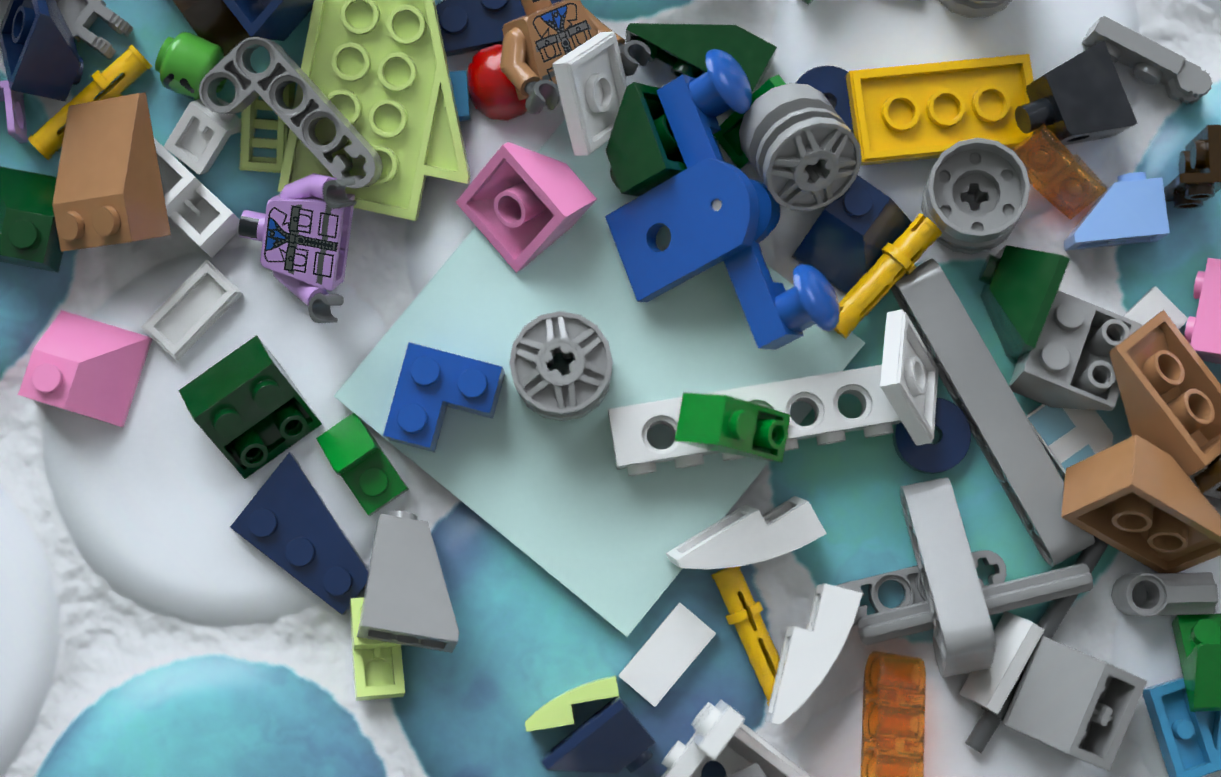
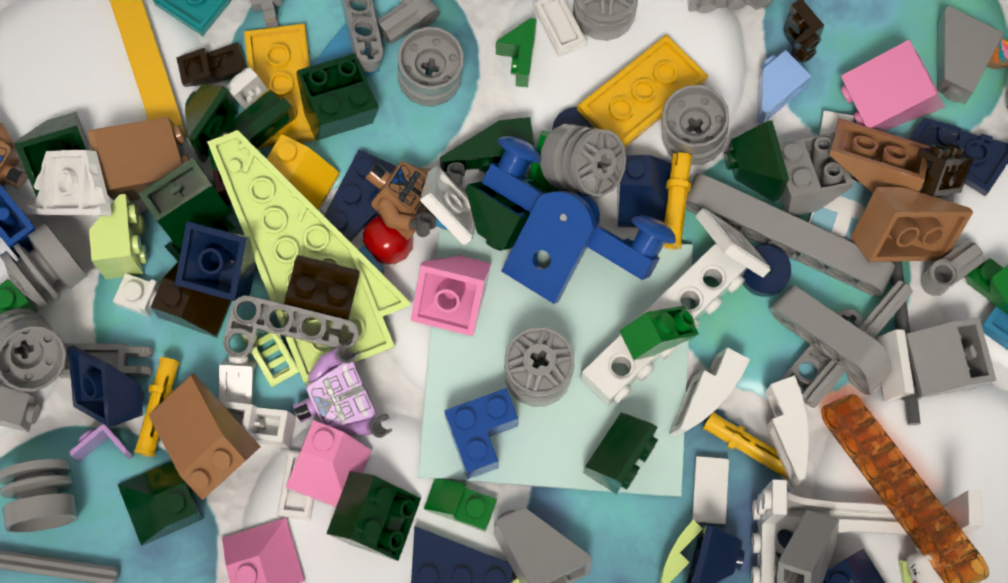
camera: 35 degrees left, 10 degrees down
(185, 62) = (203, 346): bright green head -> none
(235, 306) = (326, 462): none -> bright pink slope
(367, 91) = (322, 287): none -> dark brown bracket
(586, 537) = (619, 452): none -> dark green slope
(1057, 173) = (731, 84): clear orange slope -> none
(1078, 100) = (711, 40): black torso -> none

